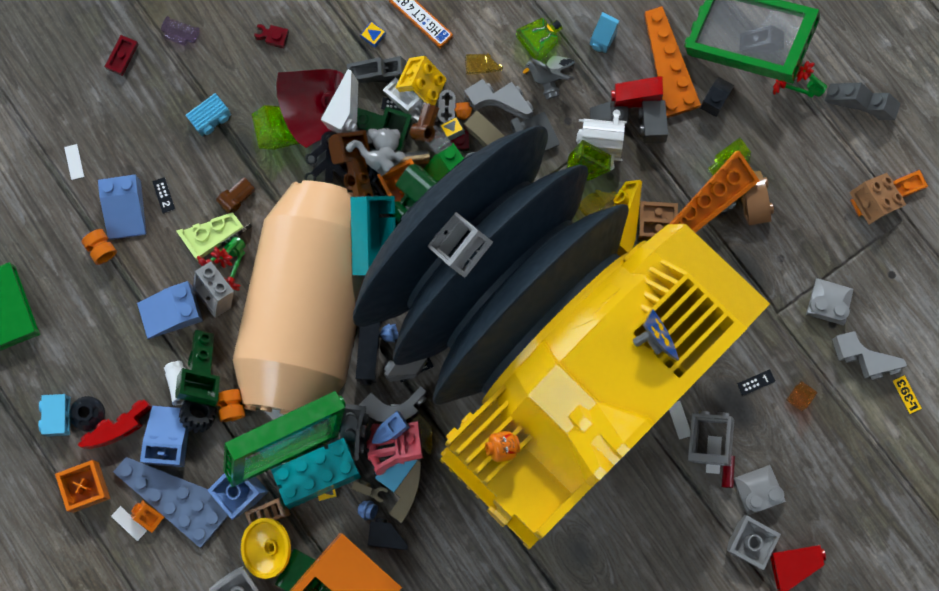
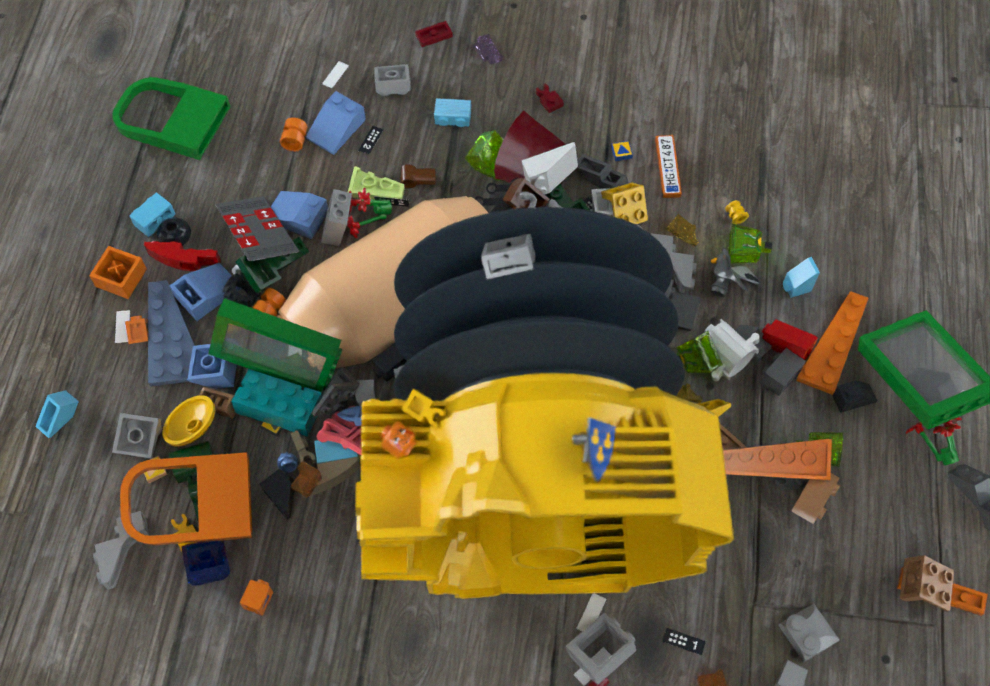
camera: 40 degrees right, 15 degrees down
(129, 127) = (392, 79): none -> light grey slope
(158, 354) = (256, 228): none -> dark grey sticker
(400, 512) = (306, 480): none -> clear orange panel
(493, 408) = (420, 408): none -> yellow plate
(508, 15) = (736, 212): none -> yellow bush

